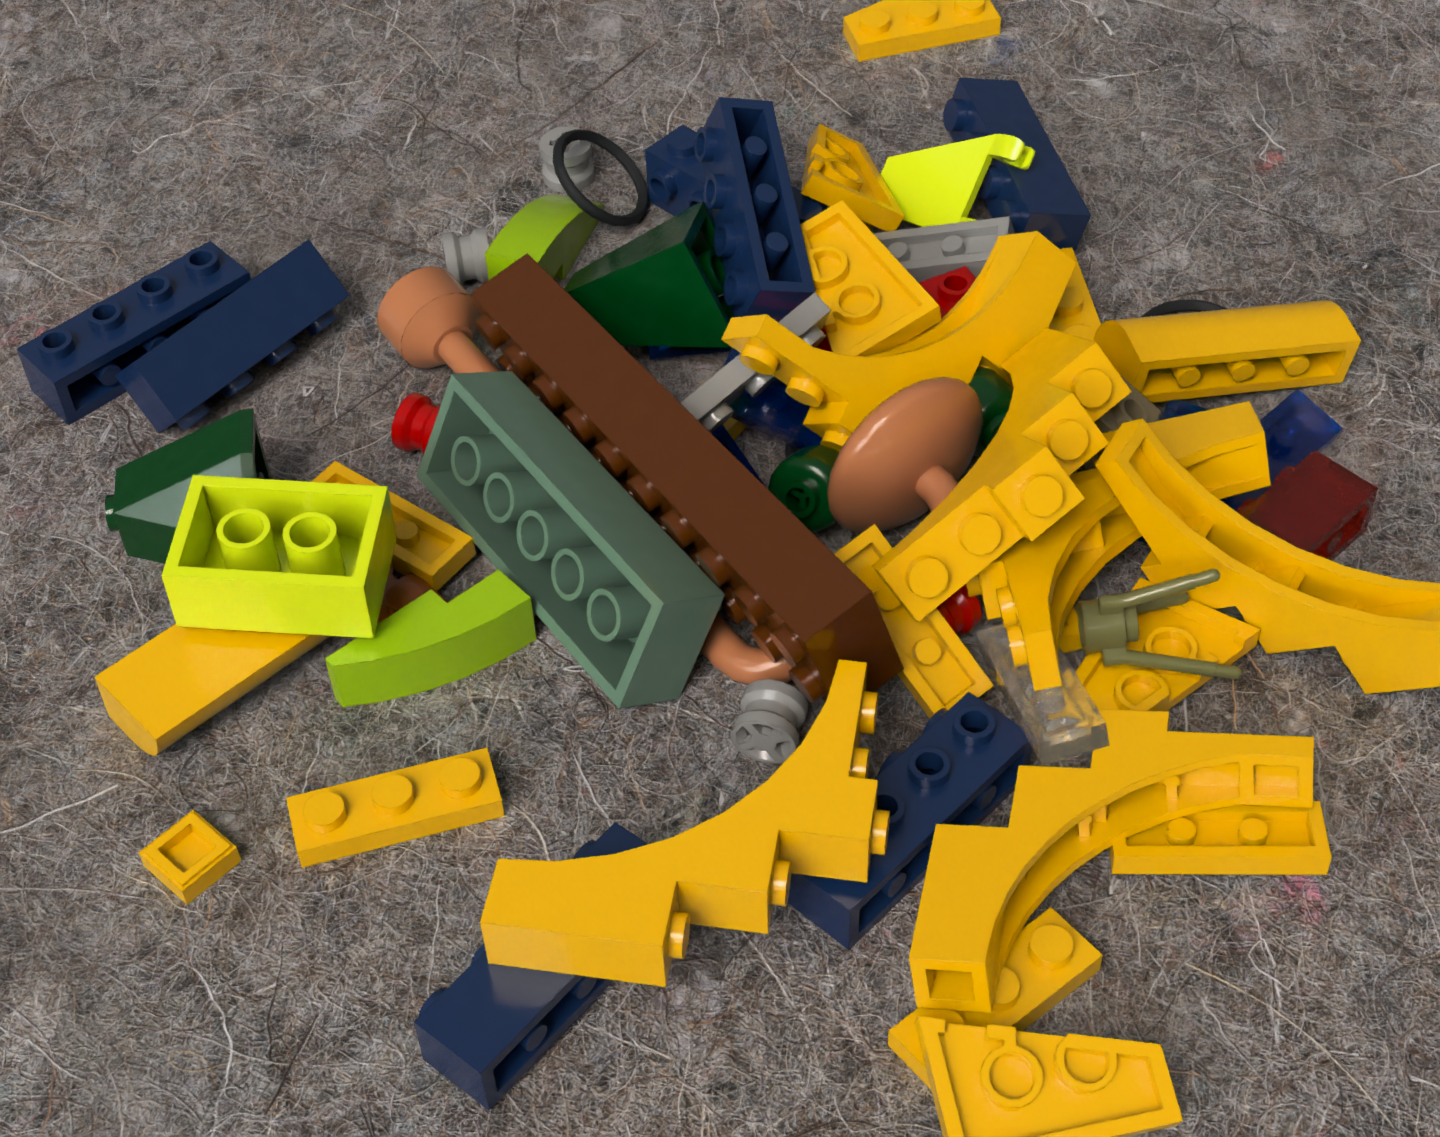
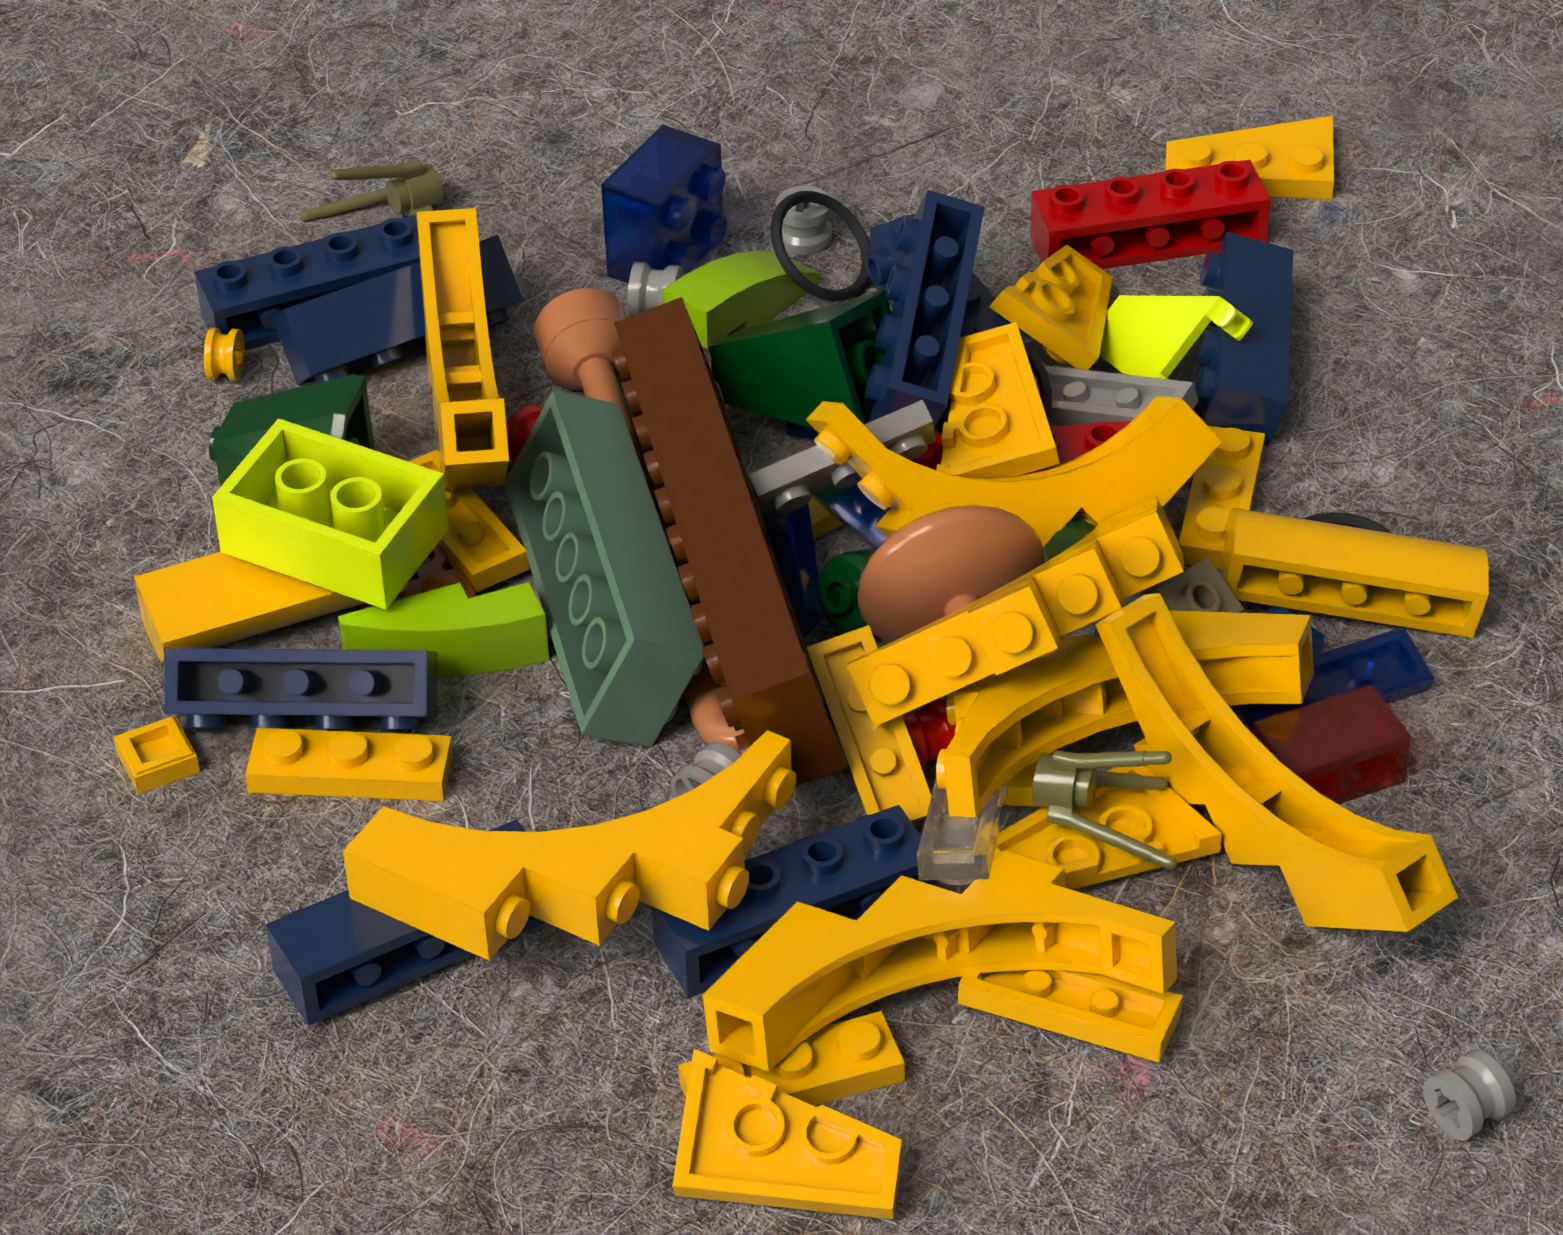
camera: 20 degrees right, 5 degrees down
(76, 422) = (224, 354): none -> yellow bush
(189, 220) = (412, 190): none -> olive plant
(314, 740) = (301, 682): none -> dark blue brick
(378, 431) = (459, 358): none -> yellow arch
(444, 175) = (664, 204): none -> clear blue brick
(870, 82) = (1151, 214): none -> red brick

